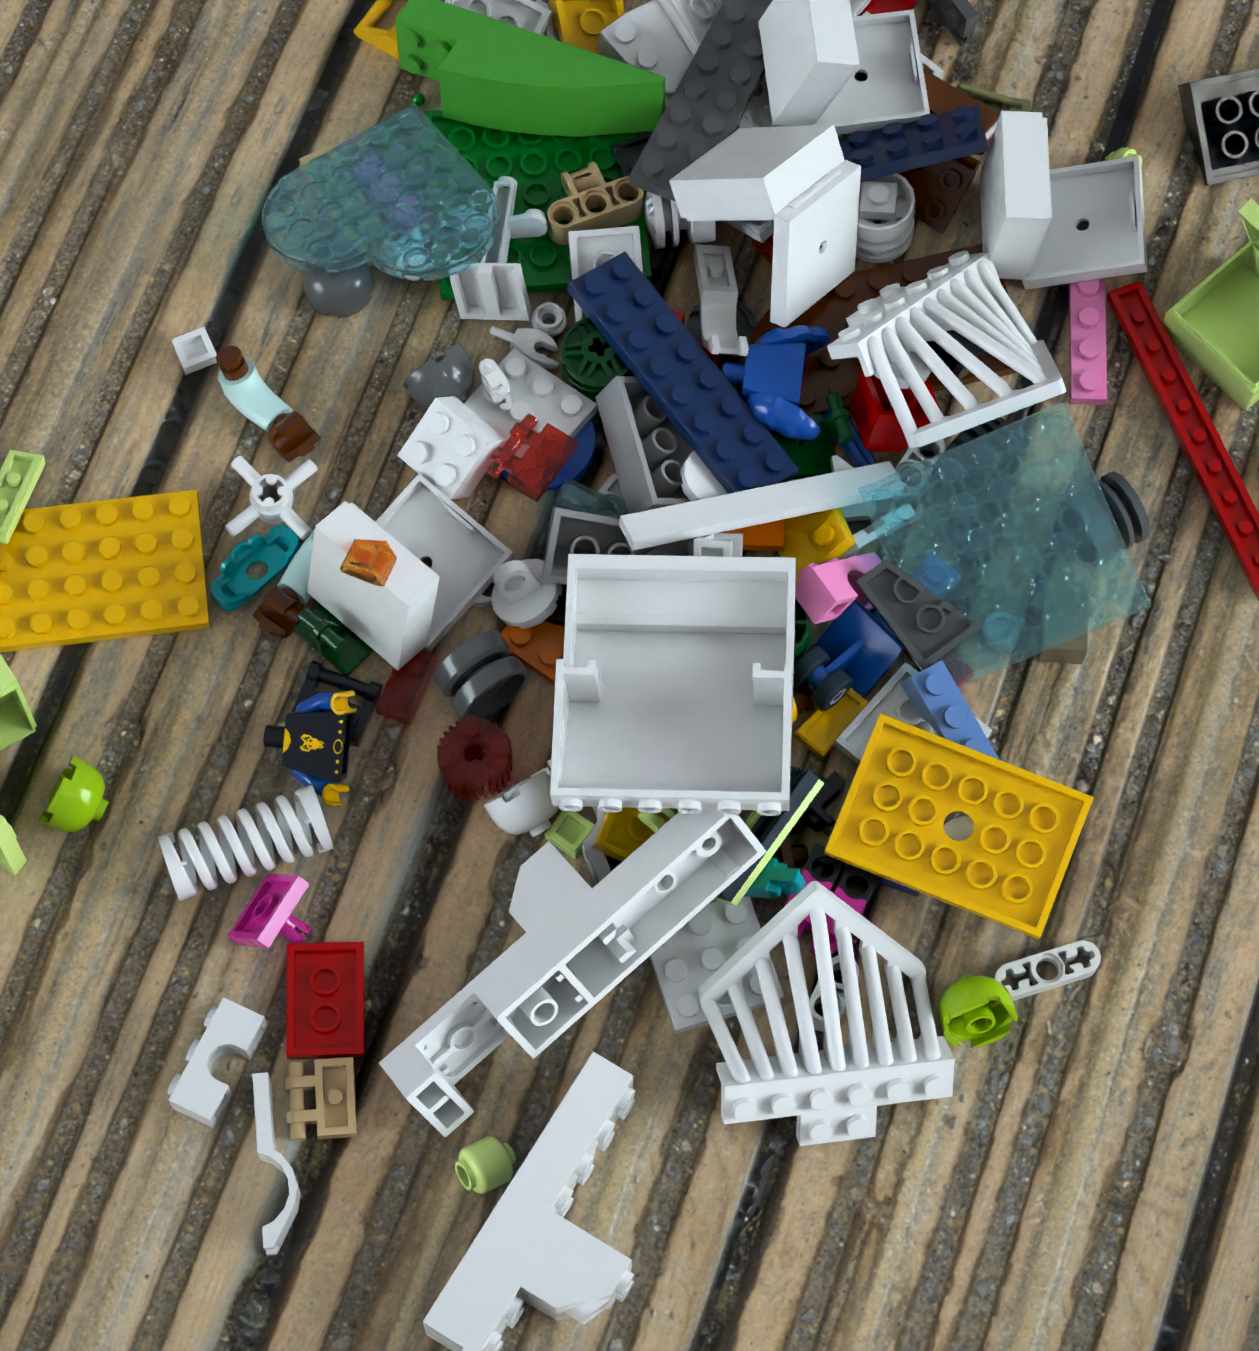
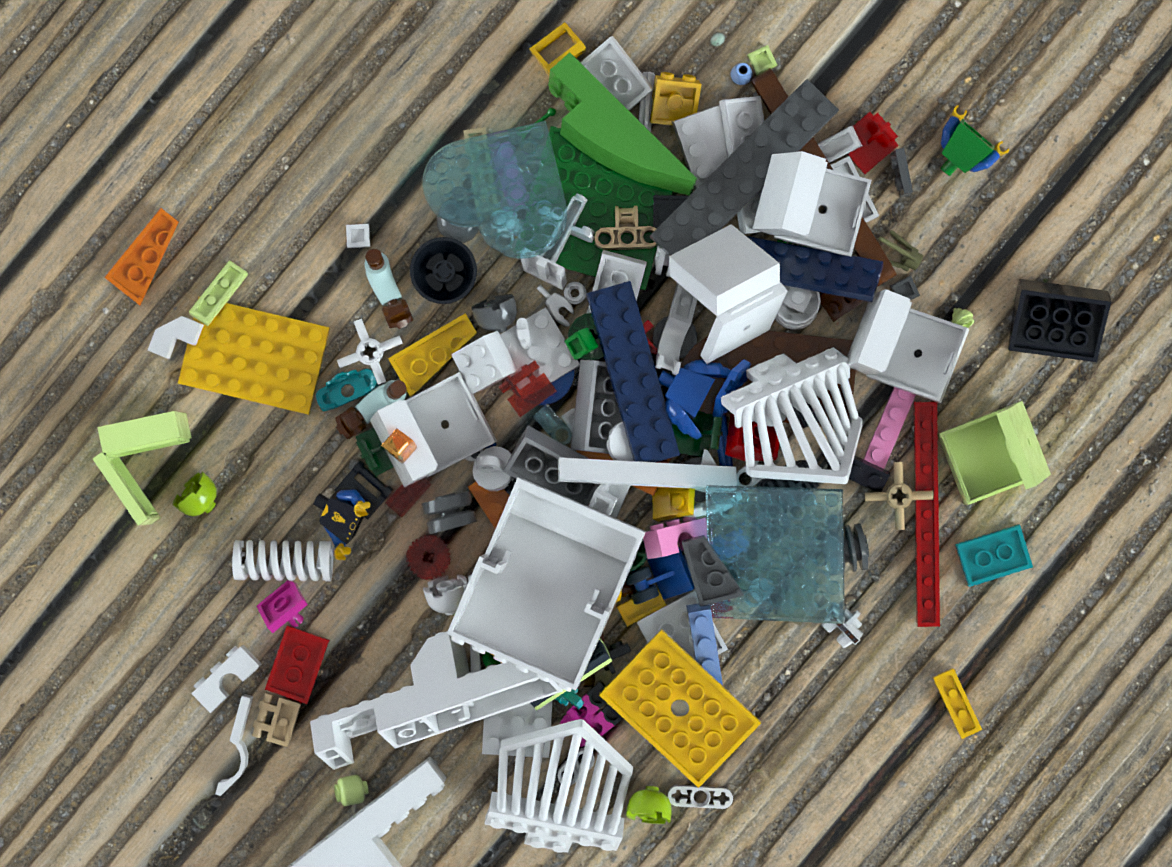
camera: 20 degrees right, 20 degrees up
(342, 327) = (432, 259): none -> black piece
(368, 466) = (428, 355): none -> yellow wing
(586, 360) = (581, 343): none -> green slope
(832, 370) = (734, 380): none -> blue tile
(1087, 413) = (868, 474): none -> black hinge
(1141, 434) = (909, 496): none -> tan bar
(1166, 642) = (850, 631): none -> white hips

